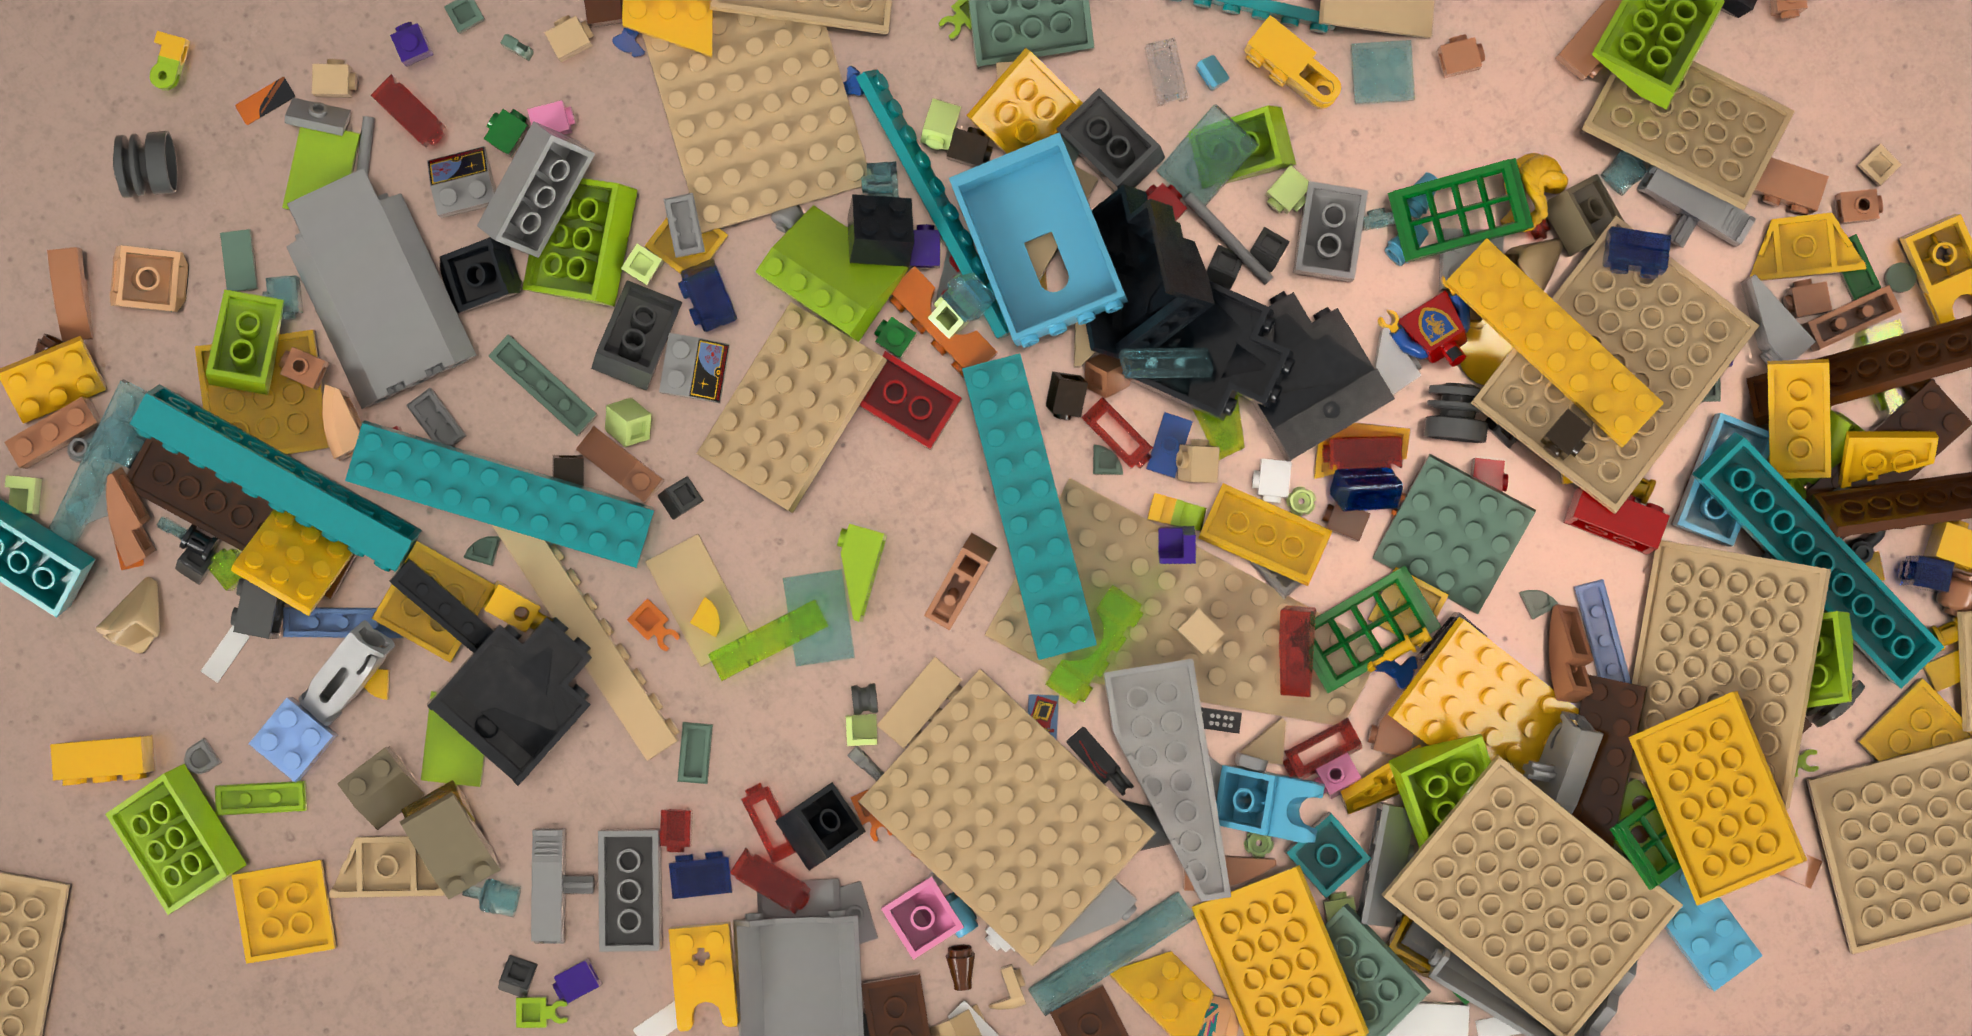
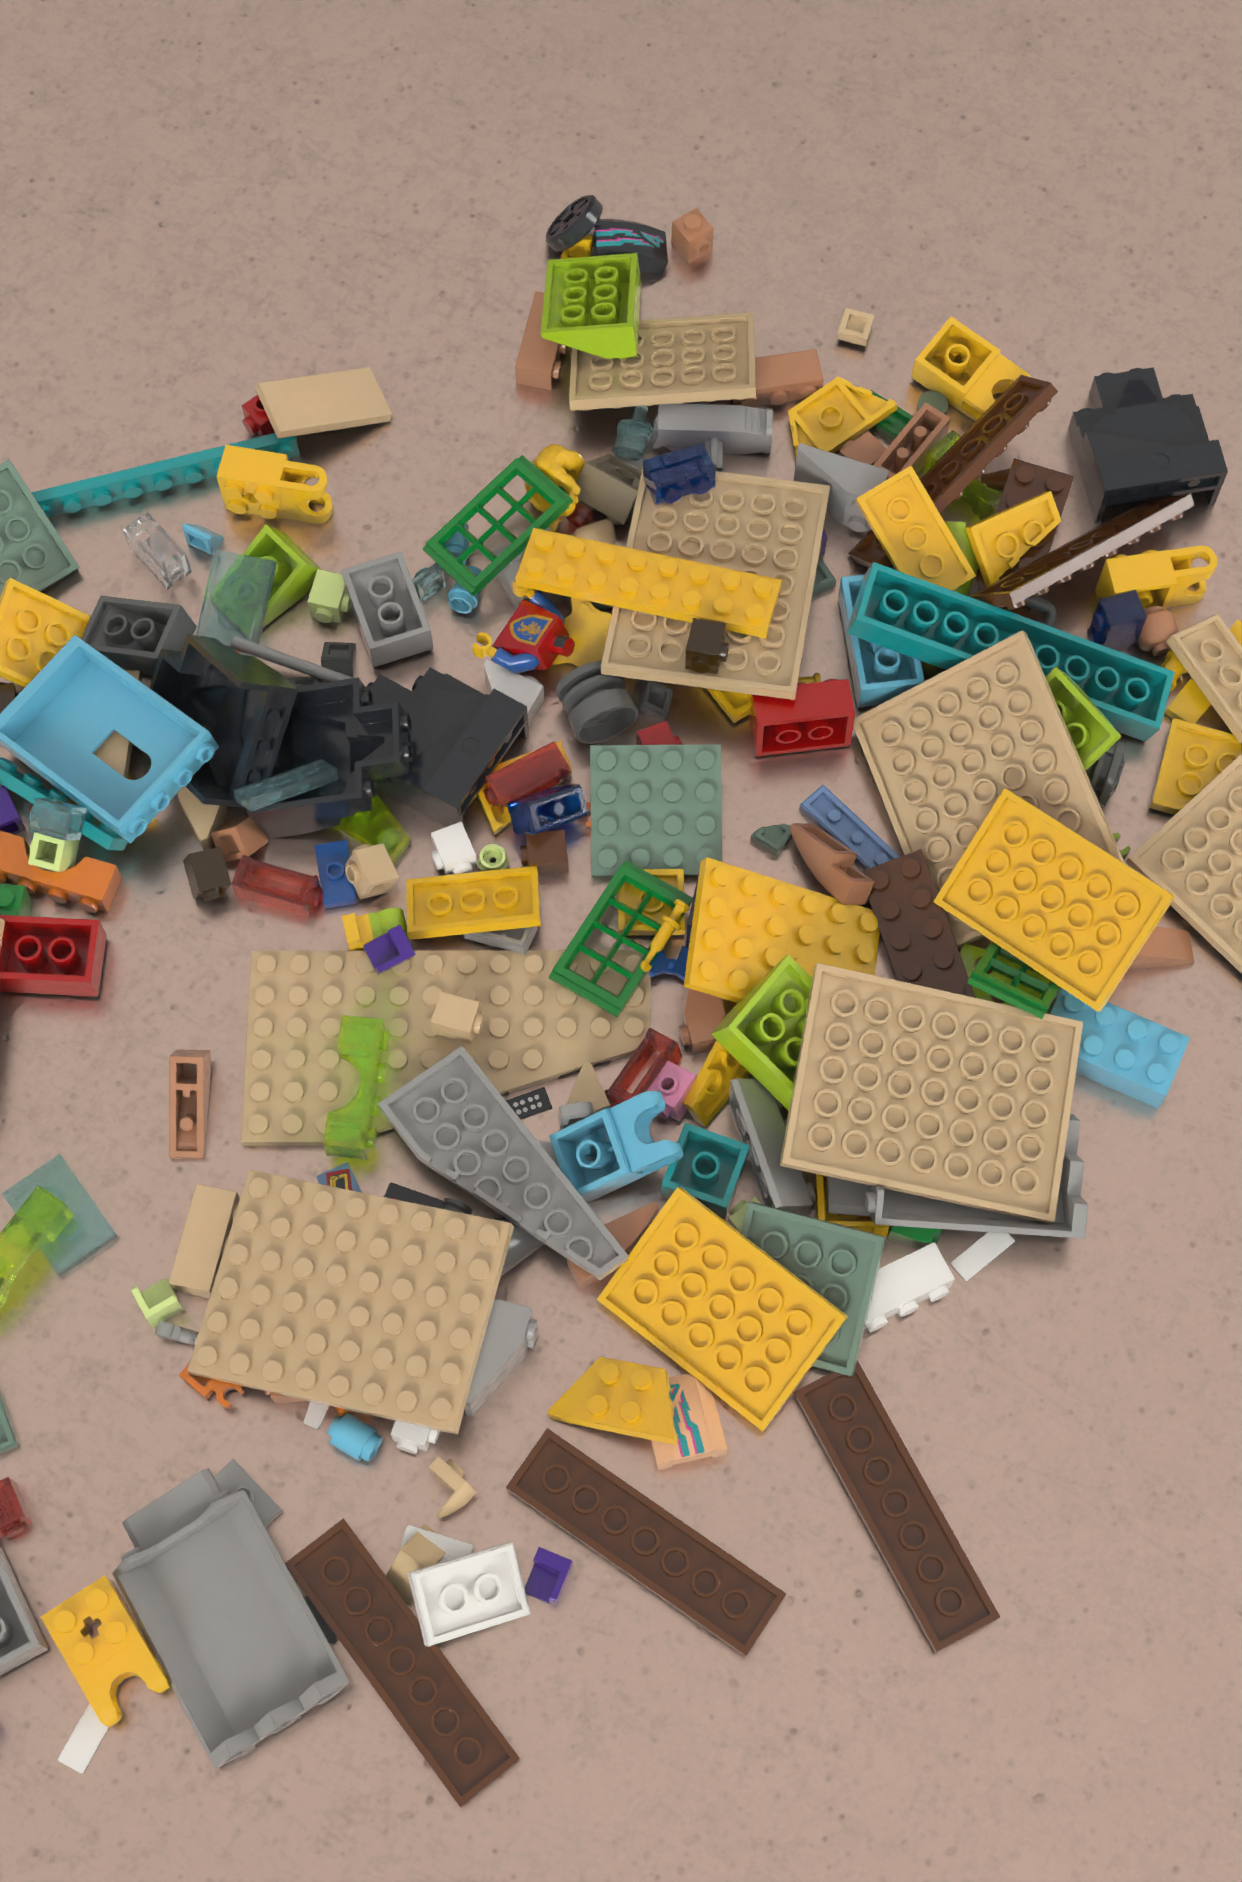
camera: 30 degrees left, 20 degrees down
(701, 876) = (54, 1544): clear blue brick -> none
(754, 795) = (124, 1474): clear red window -> none
(771, 881) = (133, 1506): clear red window -> none
(820, 826) = (157, 1417): black brick -> none
(860, 560) = (69, 1114): lime slope -> none
(864, 699) = (145, 1268): dark grey wheel -> none
(922, 917) = (316, 1456): bright pink slope -> none
(961, 964) = (386, 1490): reddish brown cone -> none
(1029, 506) = (220, 988): teal brick -> none
(1105, 462) = (281, 921): sand green tile -> none
(1111, 953) = (539, 1393): clear light blue plate -> none
(1258, 851) = (630, 1192): yellowish green plate -> none
(1296, 650) = (562, 986): clear red slope -> none
(1382, 72) = (363, 462): clear light blue plate -> none
(1460, 56) = (427, 416): nougat brick -> none
(1566, 760) = (886, 944): light grey piece -> none
(1858, 206) = (858, 364): nougat brick -> none

